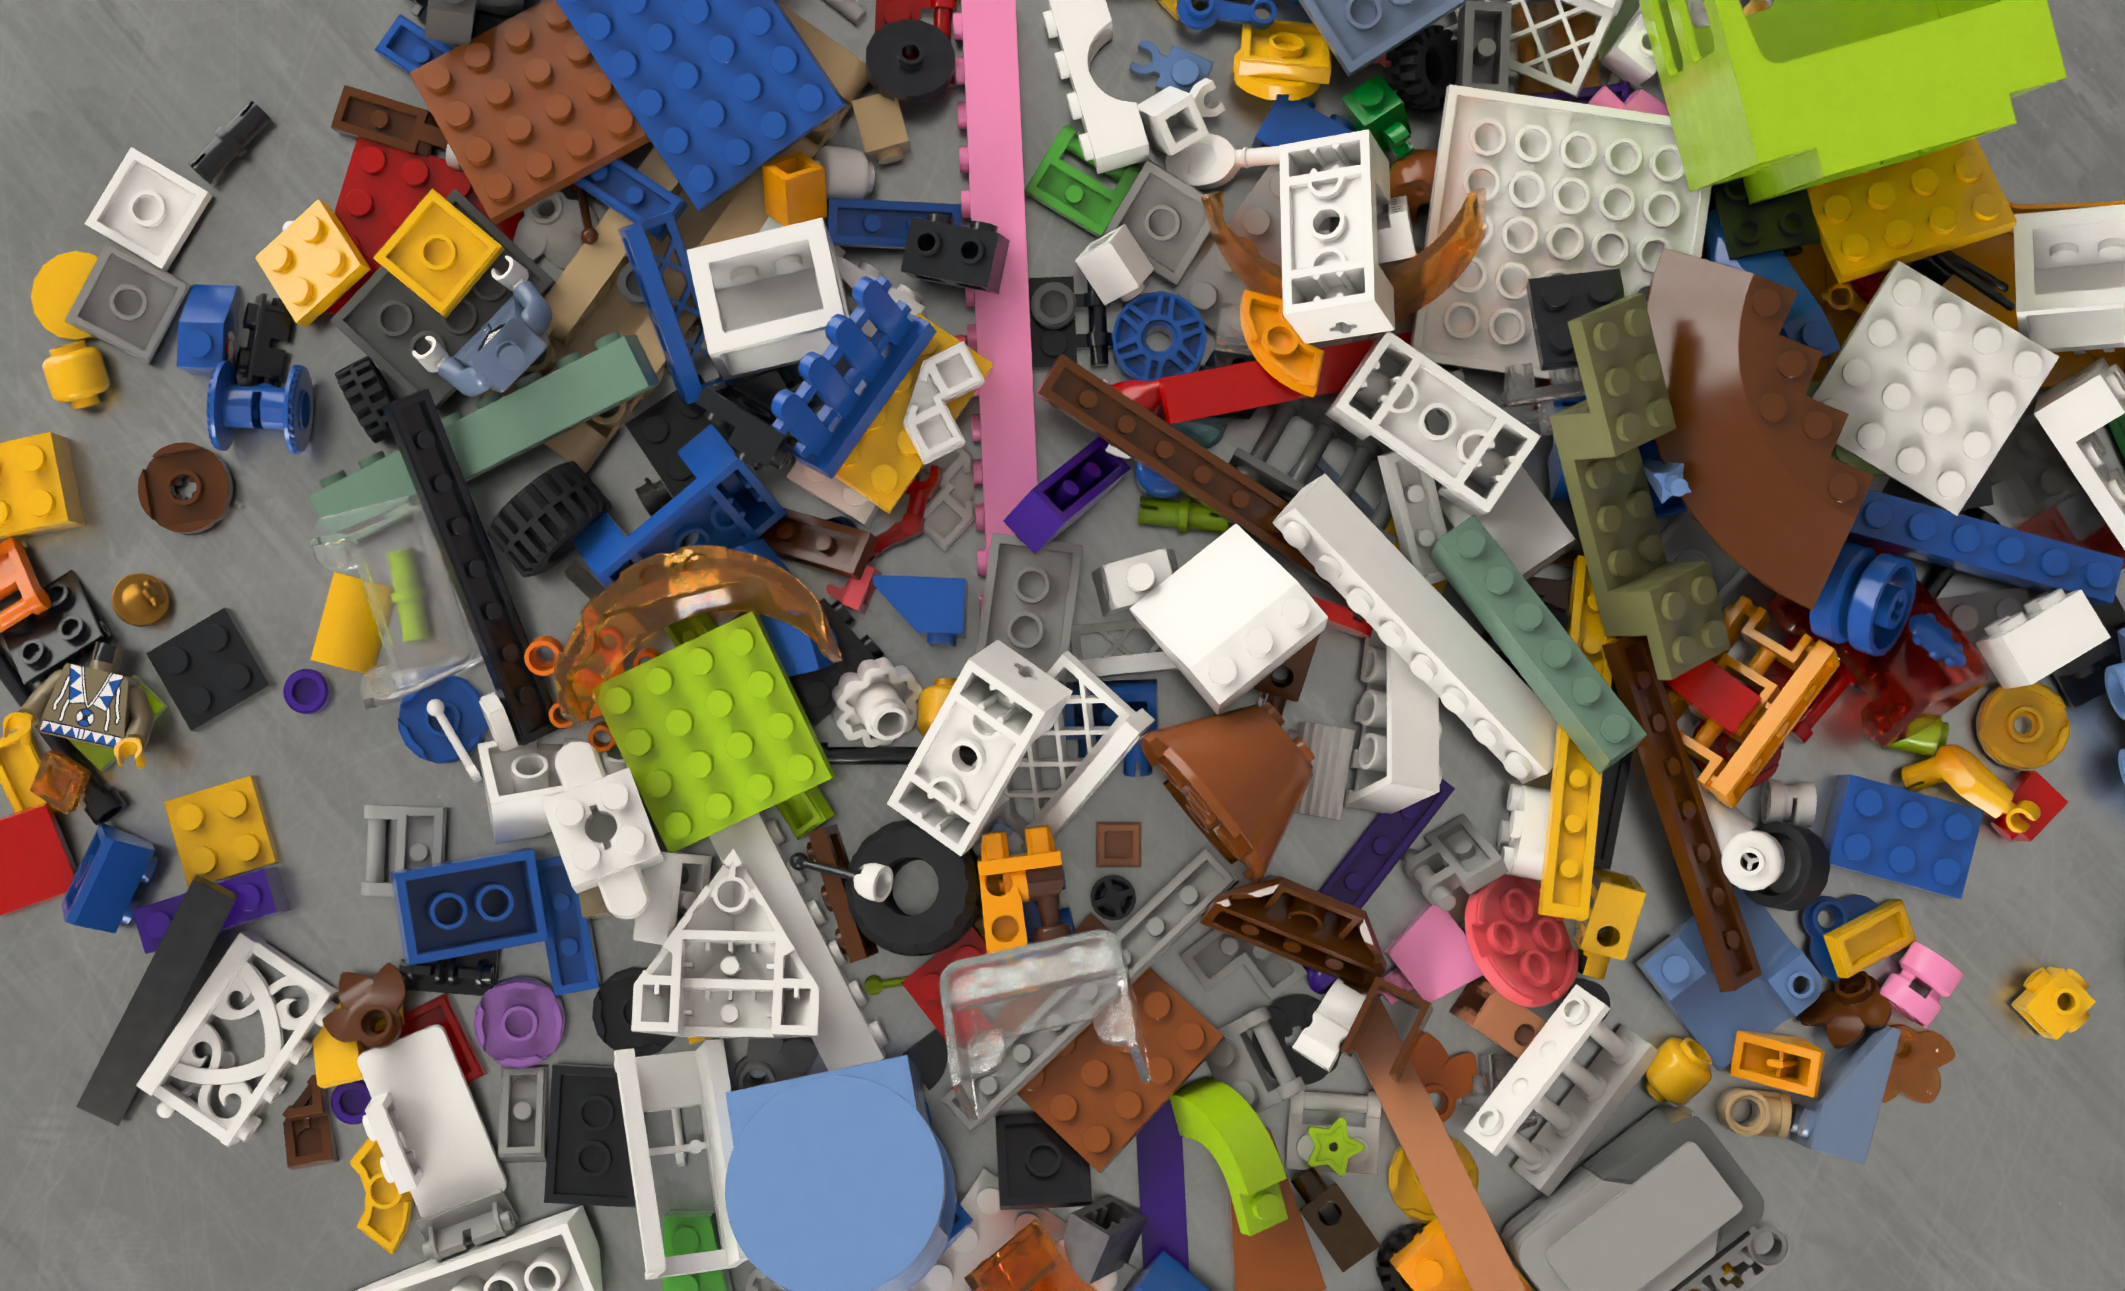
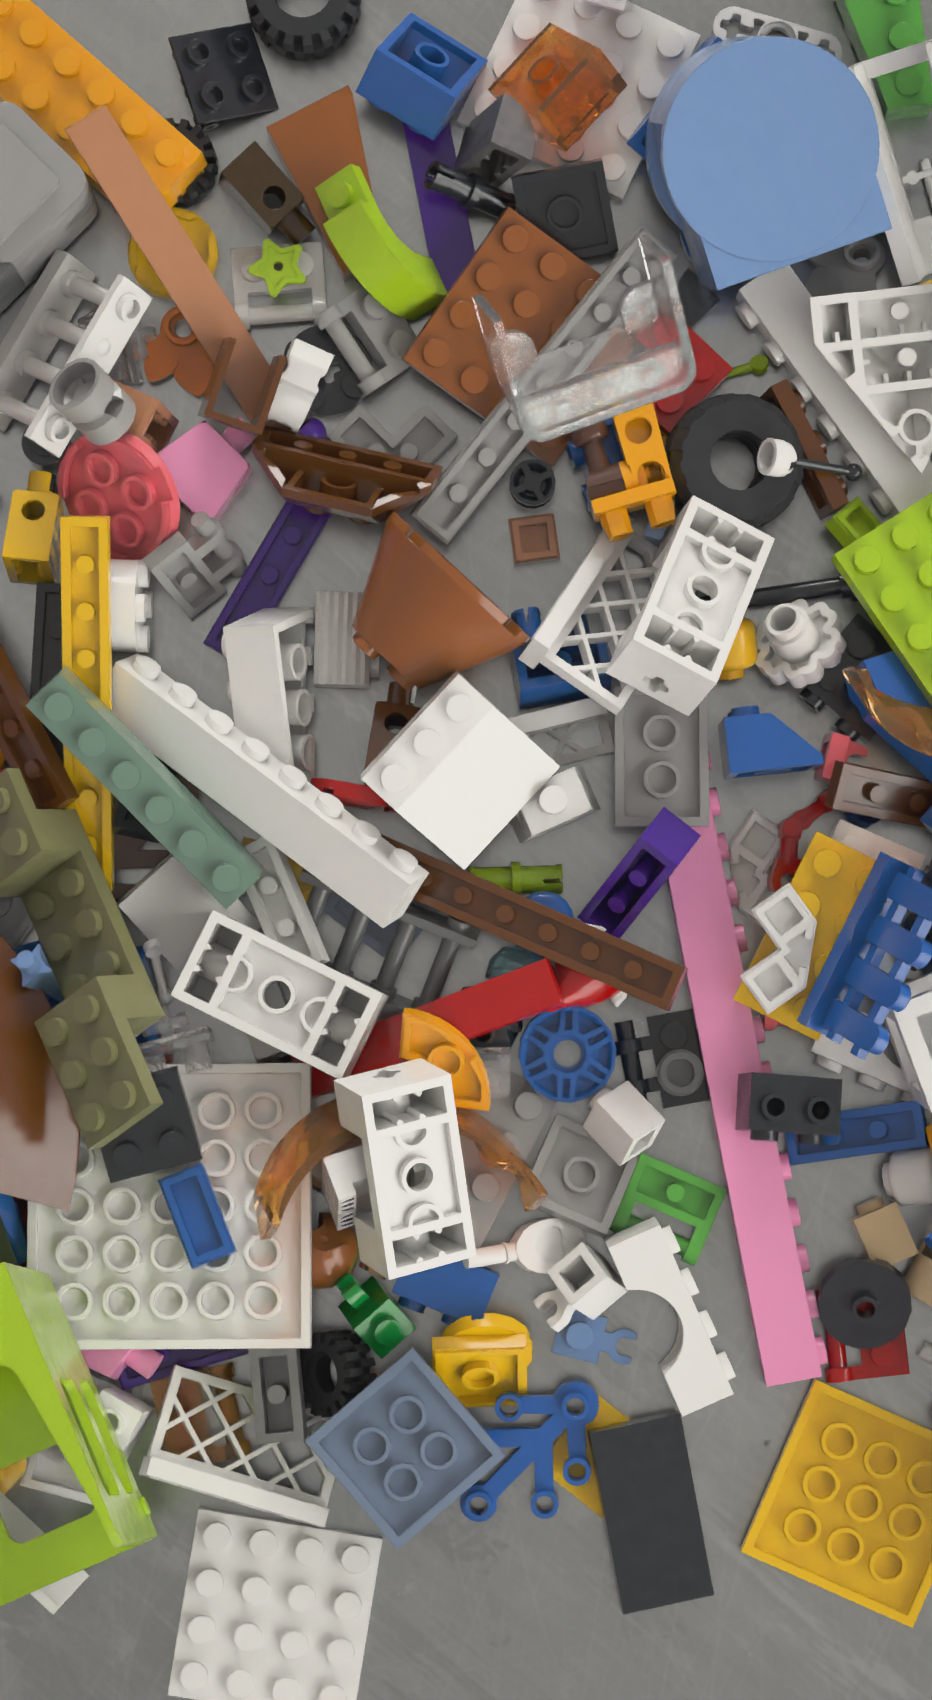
camera: 170 degrees right, 0 degrees up
(1135, 1197) = (468, 190): none -> black pin
(1539, 1031) = (92, 401): none -> light grey wheel
(1540, 225) = (197, 1216): none -> blue tile
(1546, 490) = (153, 950): none -> white hinge

